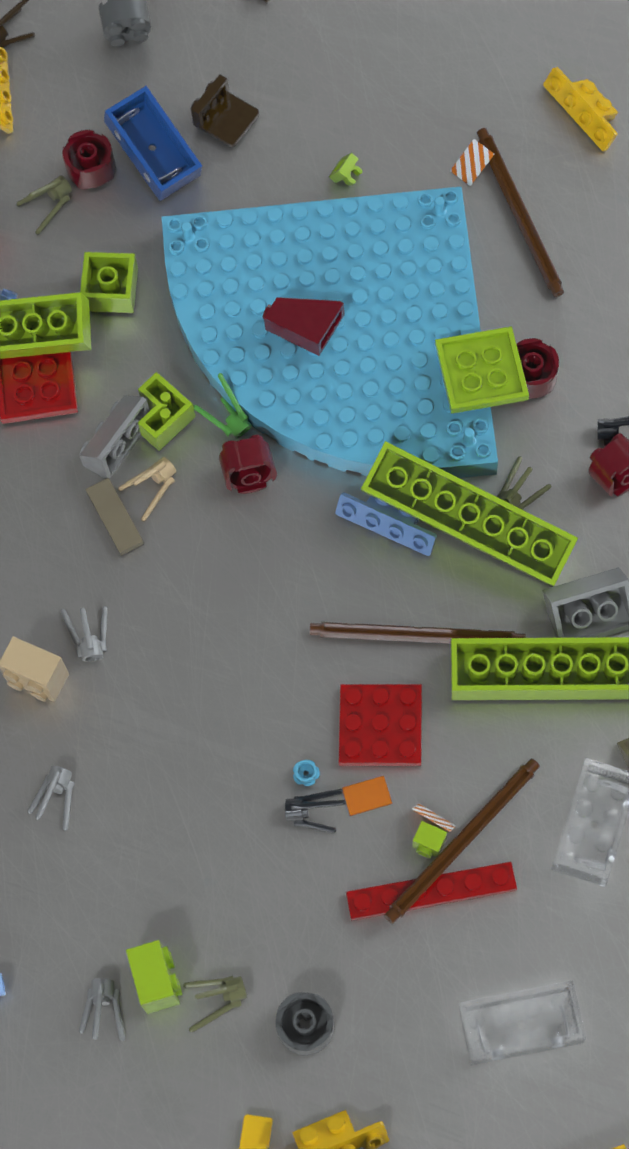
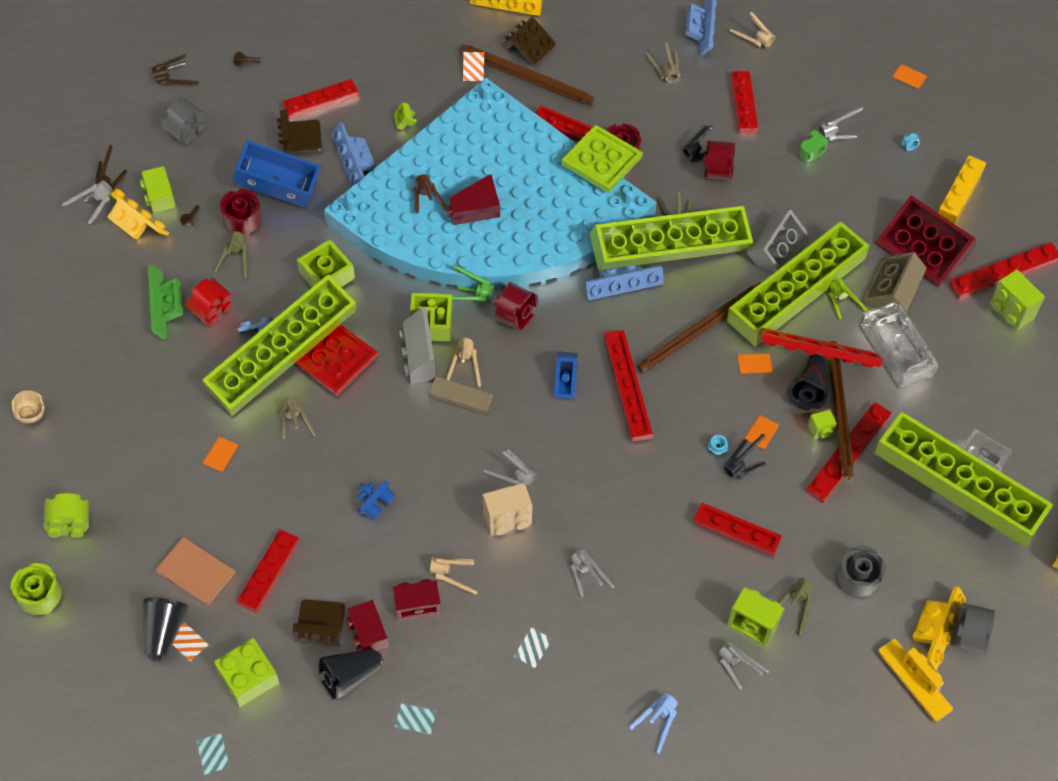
camera: 50 degrees left, 10 degrees down
(39, 77) = (158, 189): none -> lime brick
(42, 130) = (185, 217): none -> dark brown hand
(230, 575) = (565, 375): none -> blue slope
(234, 875) = (737, 529): none -> red plate
(259, 175) = (353, 153): none -> medium blue bracket
(270, 265) = (424, 186): none -> reddish brown plant
(279, 636) = (628, 385): none -> red plate
(285, 88) = (320, 98): none -> red plate
(380, 725) = (731, 388): red plate -> none
(438, 718) = (754, 363): none -> orange sticker
(461, 784) = (809, 384): none -> black cone
(488, 1024) = (963, 479): none -> lime brick
(499, 299) = (568, 126): none -> red plate
(503, 758) = (826, 349): none -> red plate
(558, 176) = (530, 40): none -> dark brown bracket
(602, 713) = (841, 291): none -> lime plant

